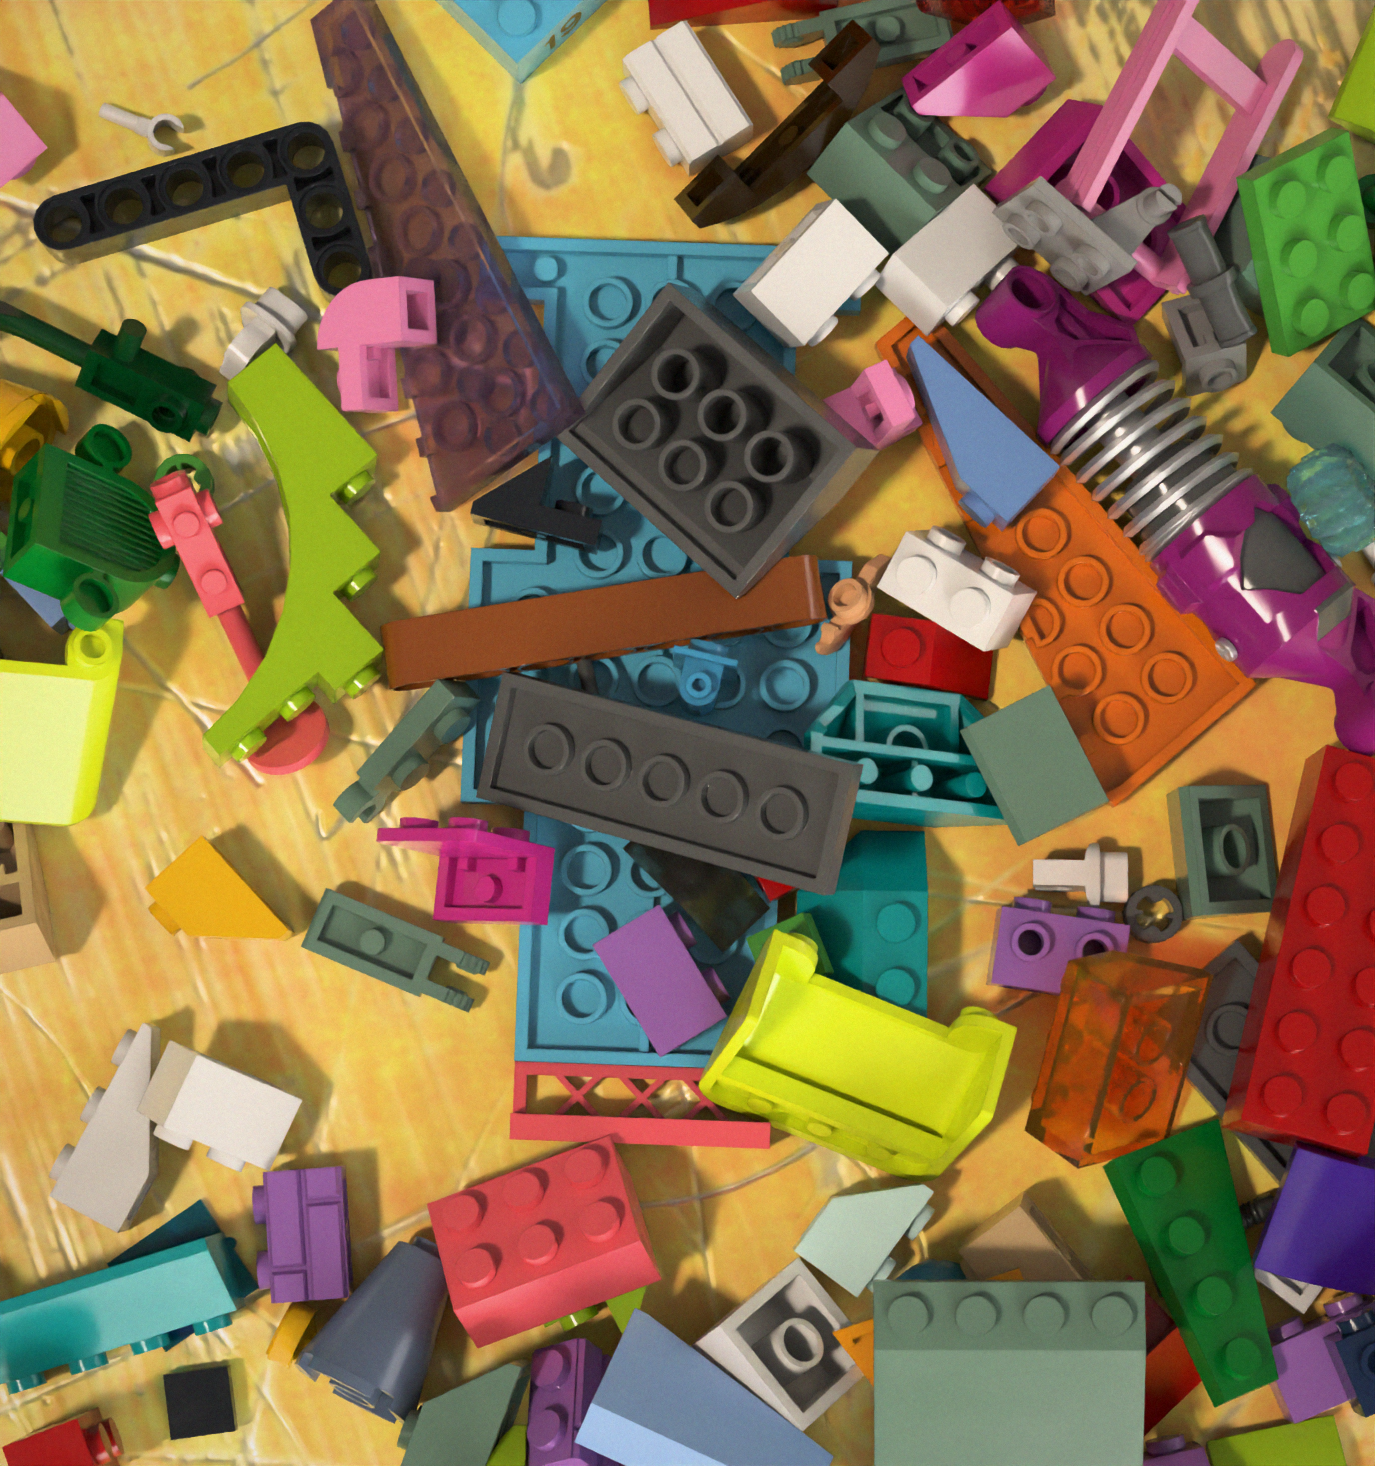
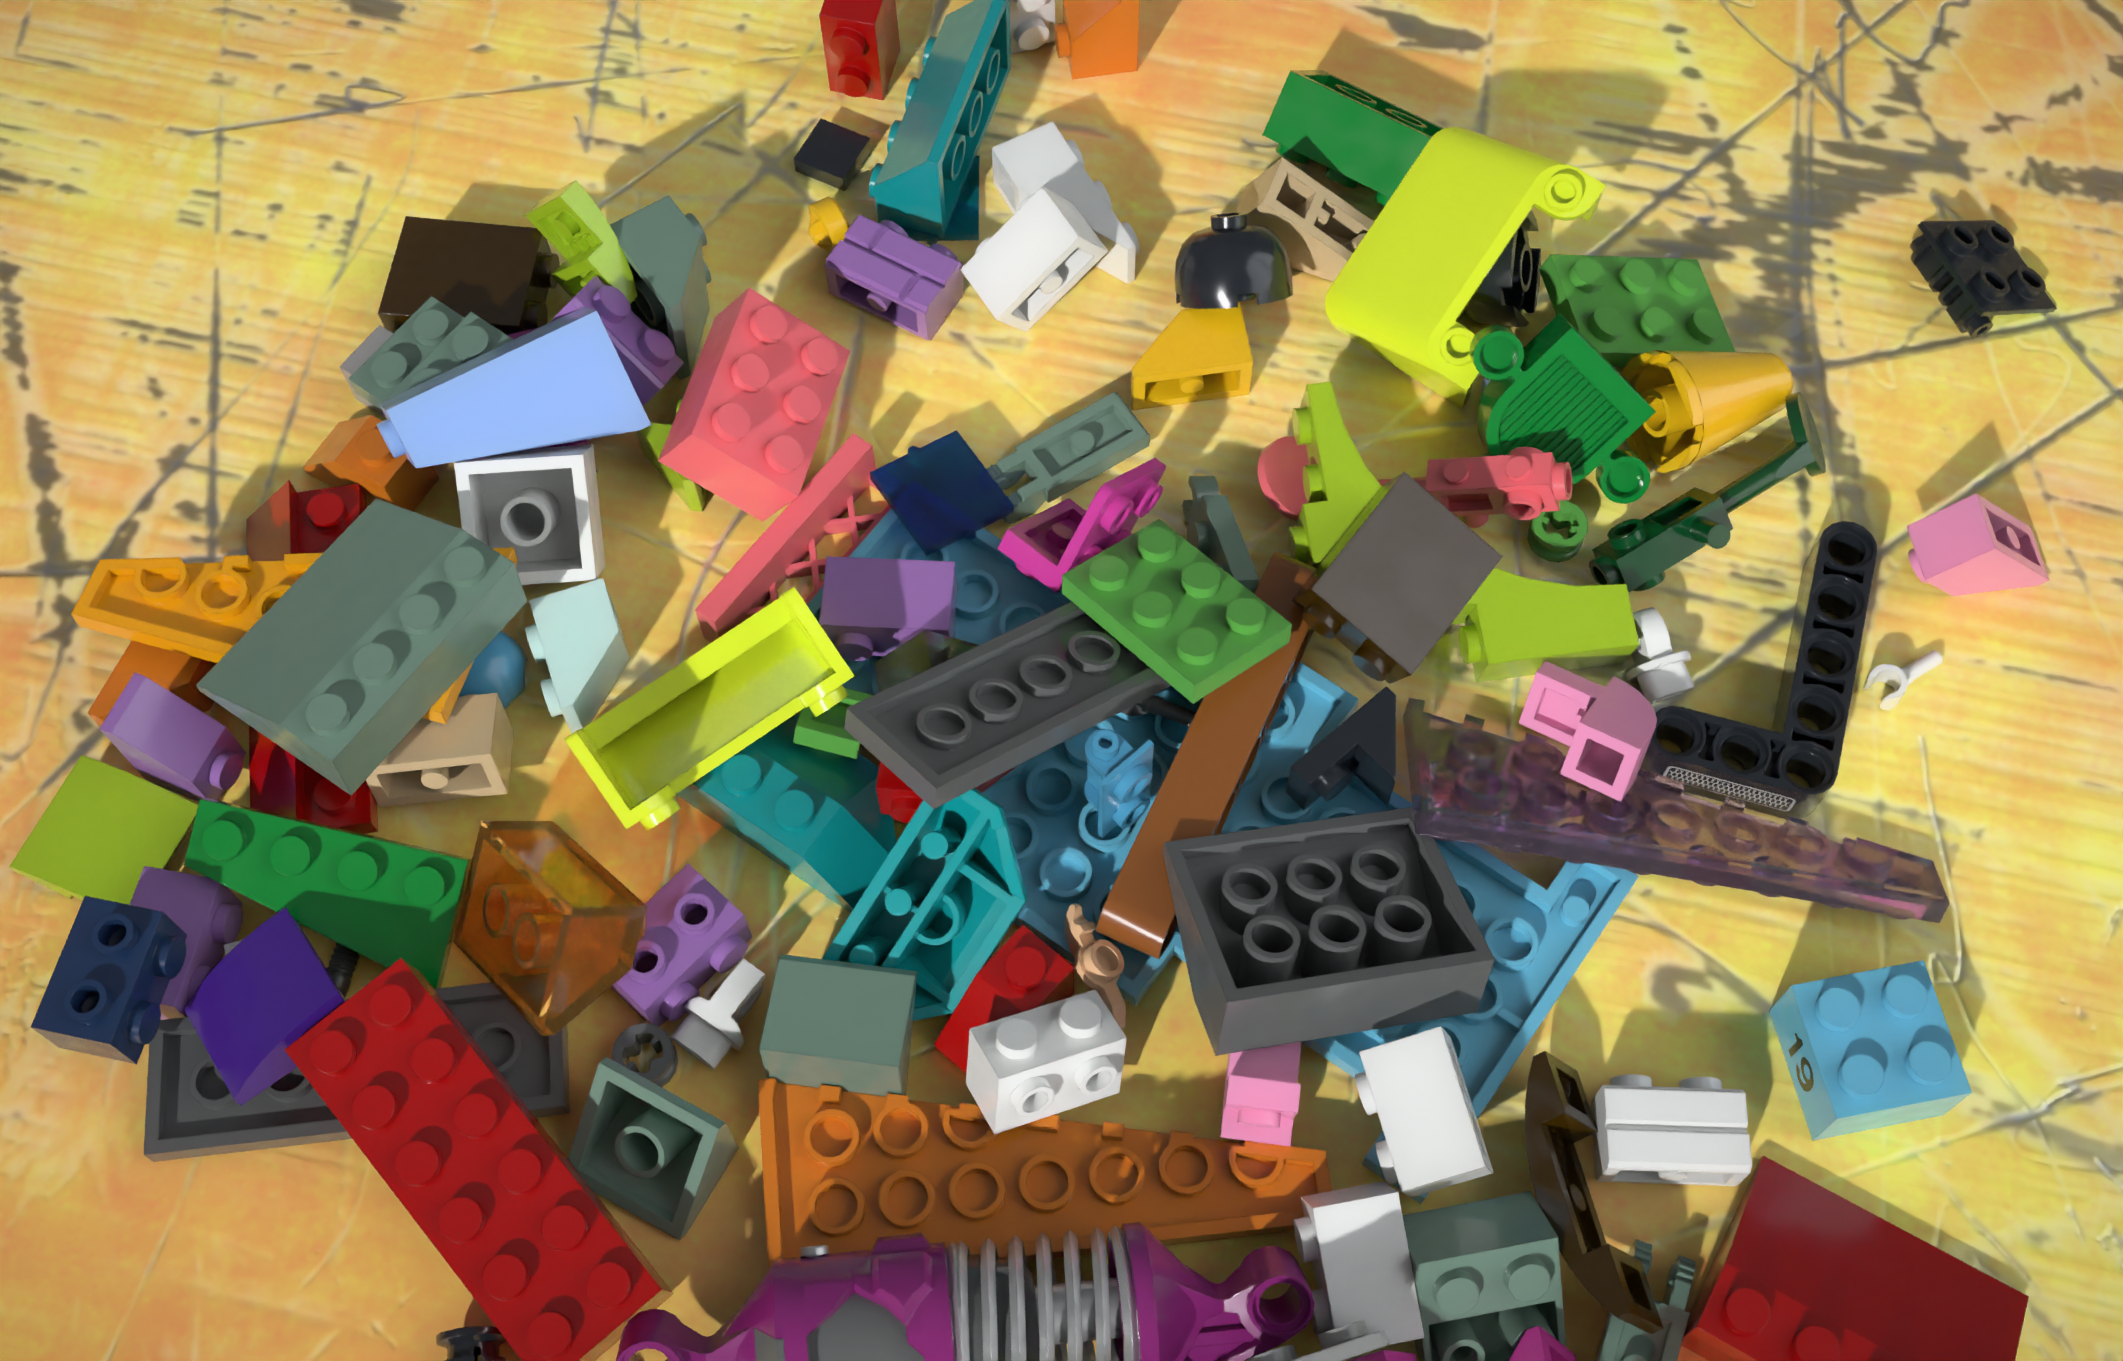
camera: 125 degrees right, 20 degrees down
(115, 914) = (1232, 265): none -> black cylinder
(374, 559) = (1396, 580): none -> brick
(384, 1333) = (777, 255): sand blue cone -> none
(508, 1026) = (941, 492): none -> clear blue piece
(518, 725) = (1176, 610): none -> bright green plate
(983, 449) = (1162, 1165): medium blue slope -> none

